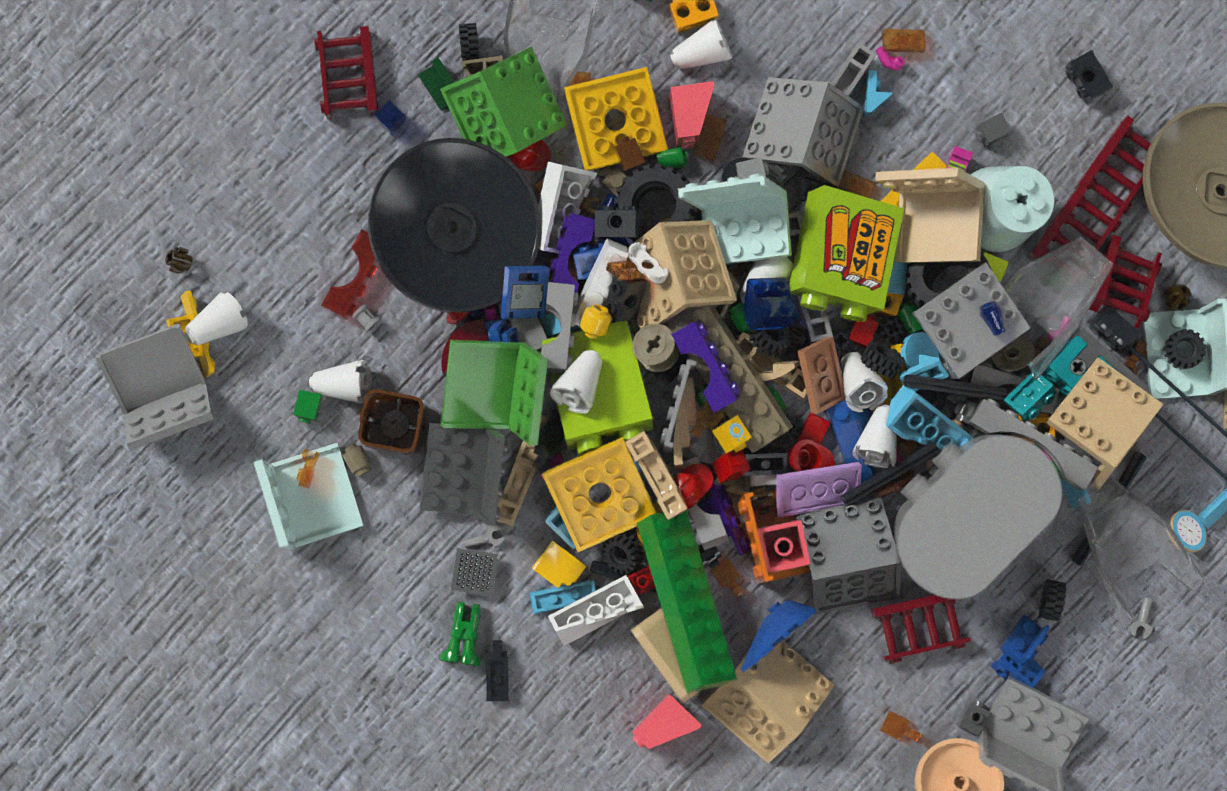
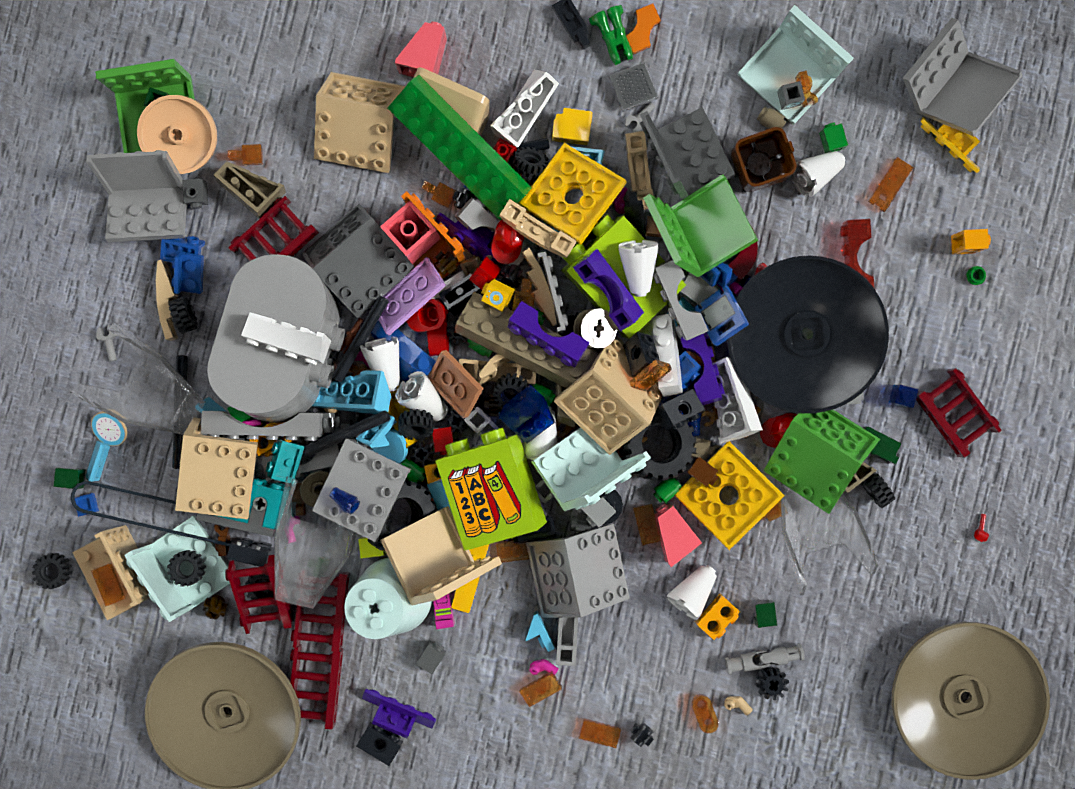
camera: 155 degrees right, 5 degrees up
(179, 260) = (998, 192): dark brown gear -> none
(216, 320) = (944, 158): white cone -> none
(237, 227) = (970, 241): none -> light orange brick
(243, 189) = (981, 275): none -> green plate
(277, 330) = (890, 184): none -> clear orange plate
(327, 469) = (791, 95): none -> dark grey brick
(366, 318) = (829, 231): light grey bush -> none
(439, 618) = (647, 19): none -> orange tile
(560, 597) = (564, 99): medium azure tile -> none
(595, 321) = (654, 321): yellow head -> none
(617, 350) = (623, 307): none -> dark purple arch
(638, 255) = (650, 390): white piece -> none
(704, 450) = (512, 275): none -> black gear
(775, 628) = (381, 175): blue wedge -> none
(917, 689) = (251, 190): none -> dark tan wedge
(963, 498) = (286, 338): none -> white wedge
(1058, 93) = (396, 716): none -> dark purple bracket
(1059, 633) = (164, 294): none -> tan slope

